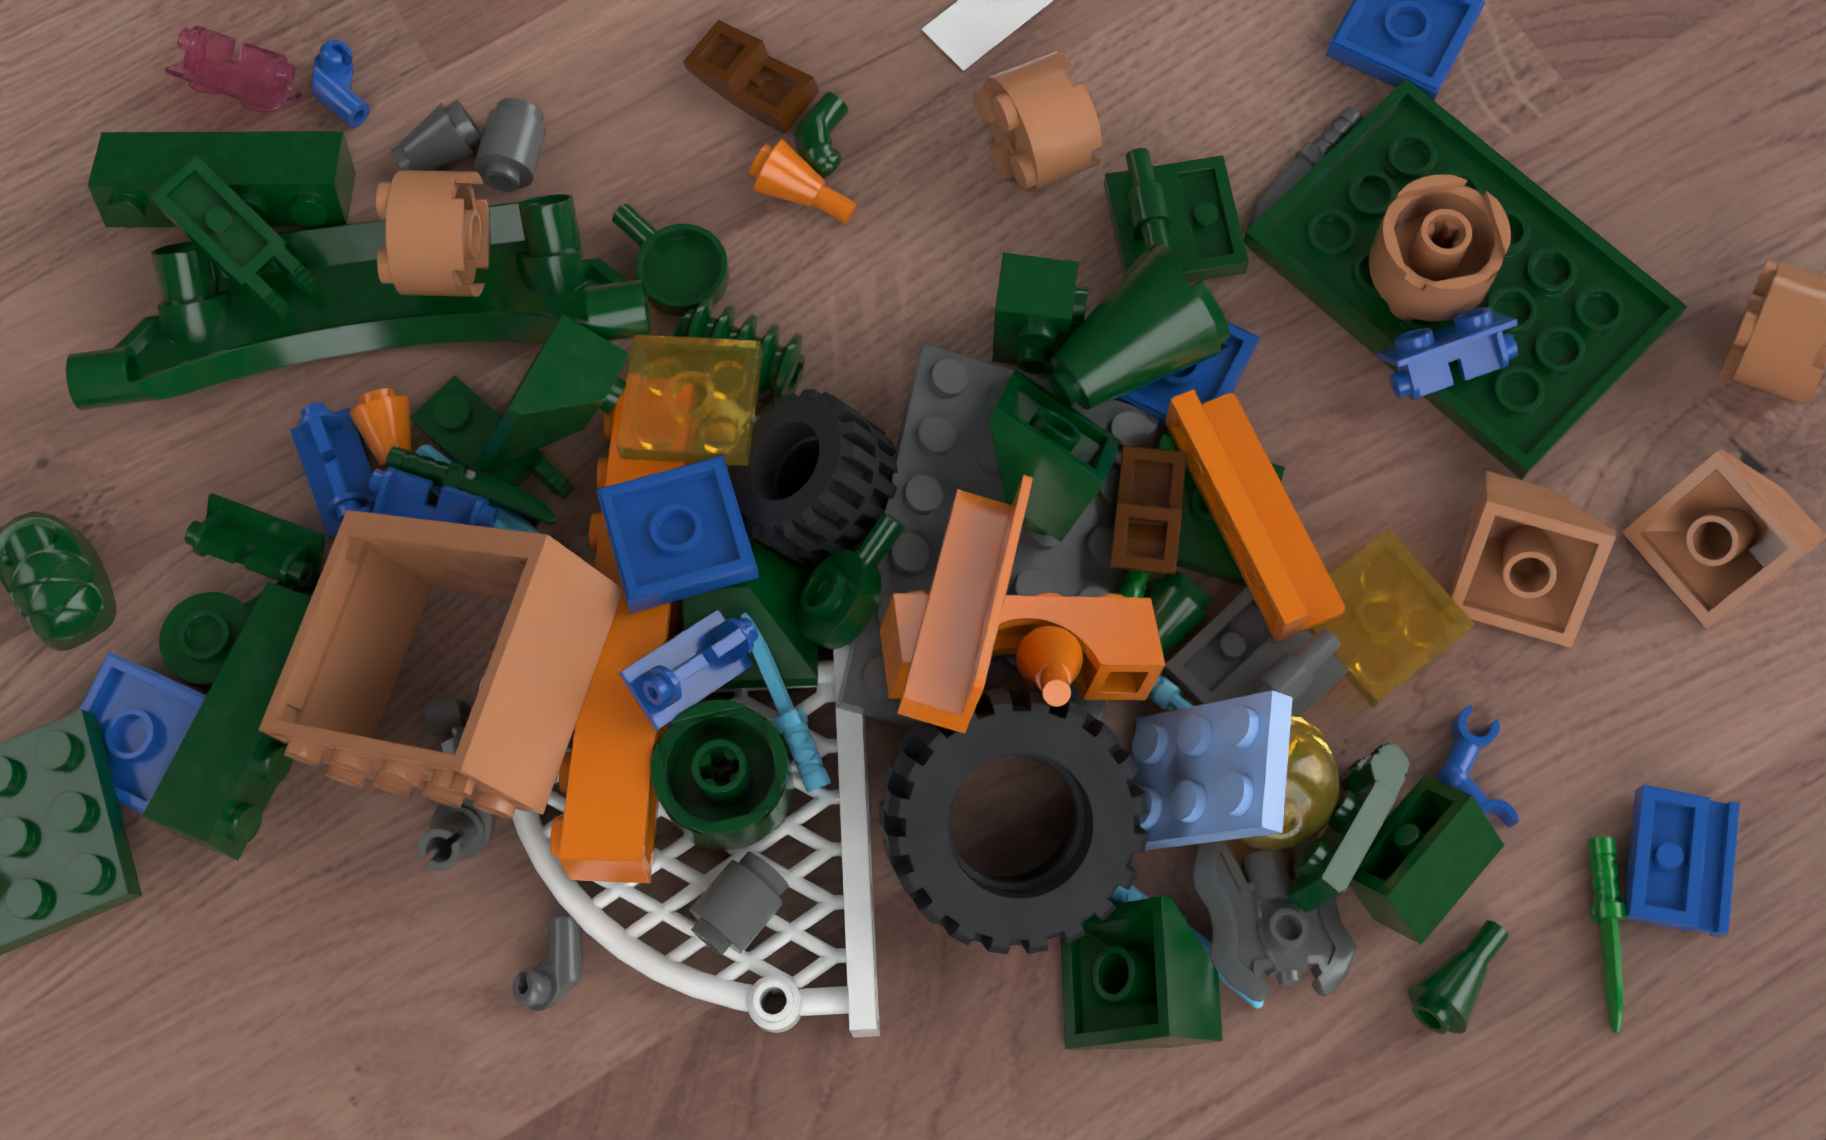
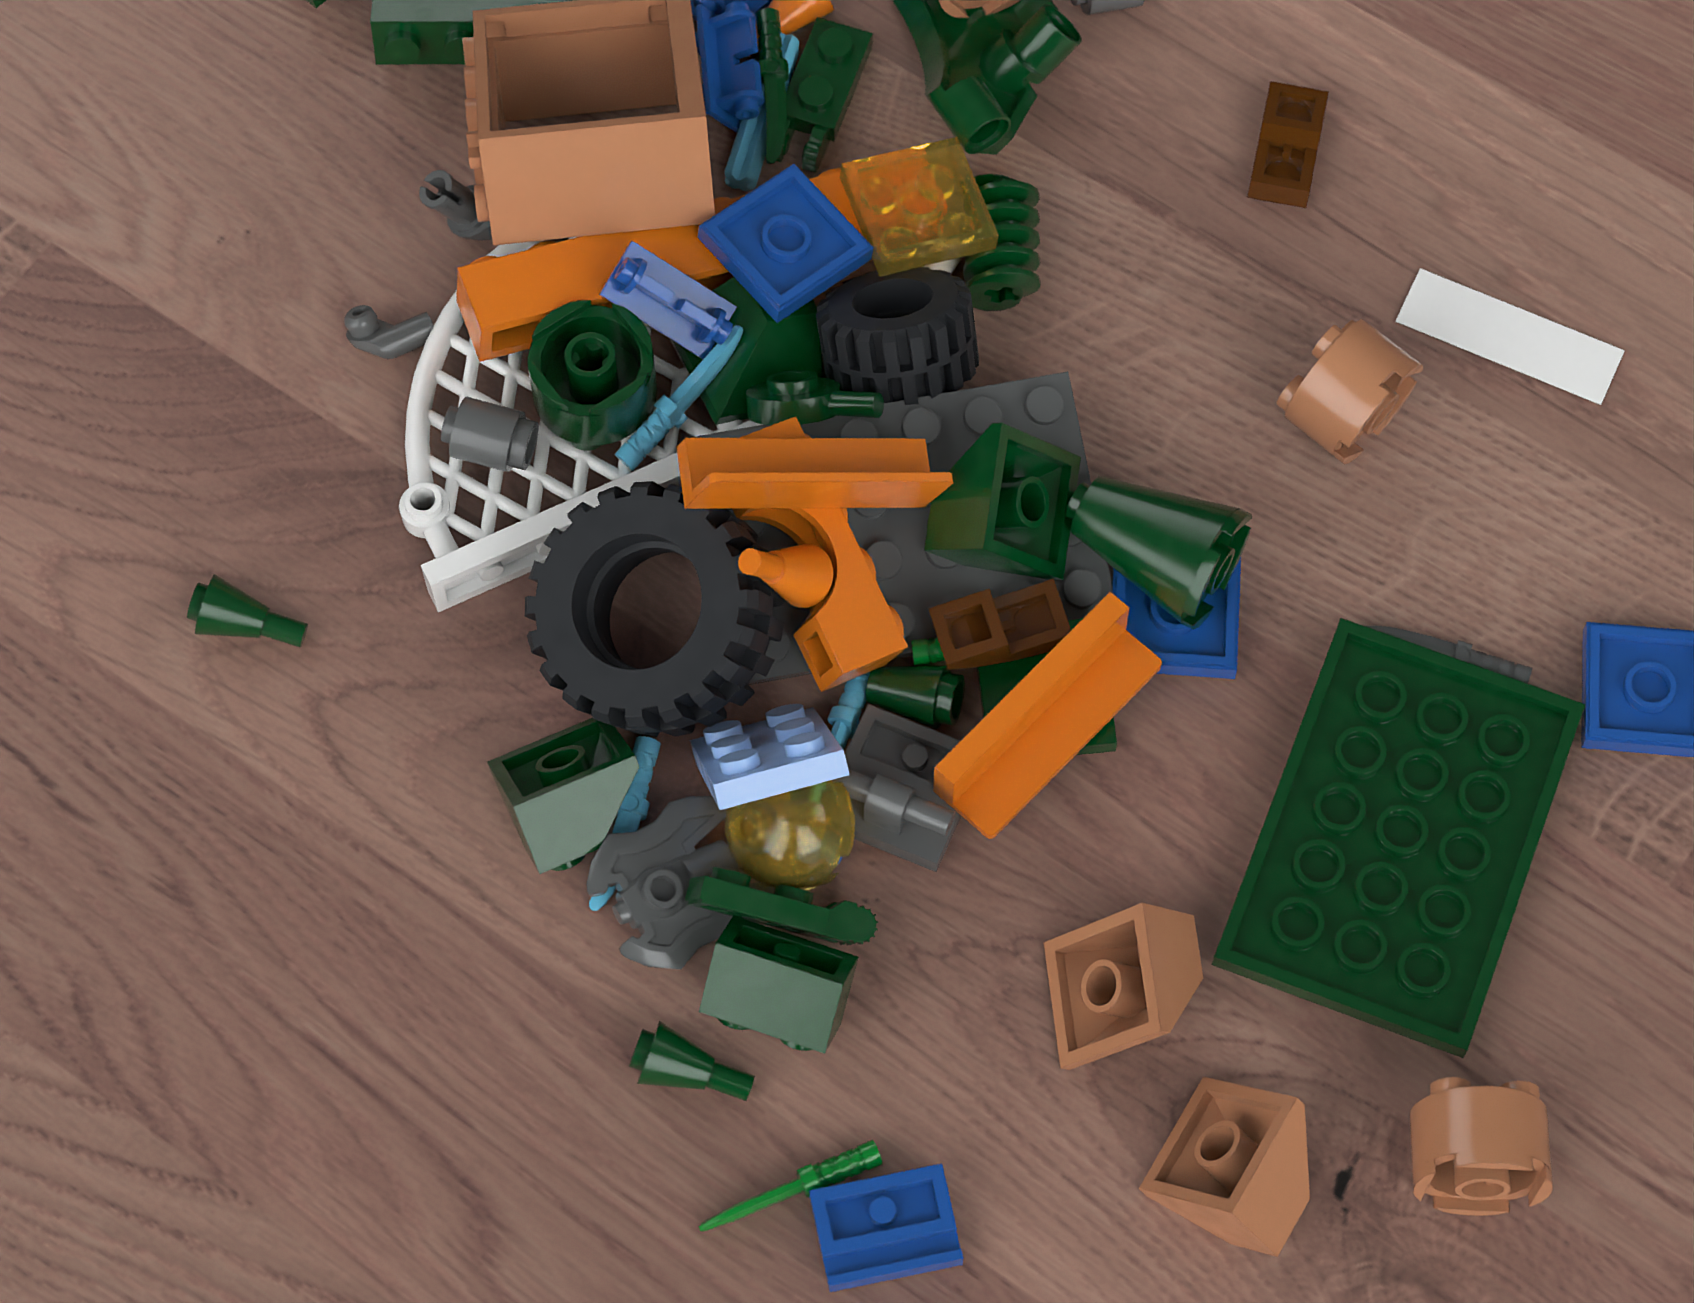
camera: 65 degrees right, 5 degrees down
(558, 394) = (871, 98): dark green slope -> none
(676, 262) = (1066, 158): dark green piece -> none
(789, 177) = (1197, 211): orange cone -> none
(814, 137) = (1254, 218): dark green arm -> none
(1036, 310) = (1153, 444): dark green brick -> none
(1180, 207) = (1324, 555): dark green plate -> none
(1392, 618) = (1006, 886): clear yellow plate -> none
(1438, 249) = (1359, 769): nougat brick -> none
(1461, 760) = (883, 1000): blue arm -> none
(1473, 341) = (1316, 848): blue hinge -> none

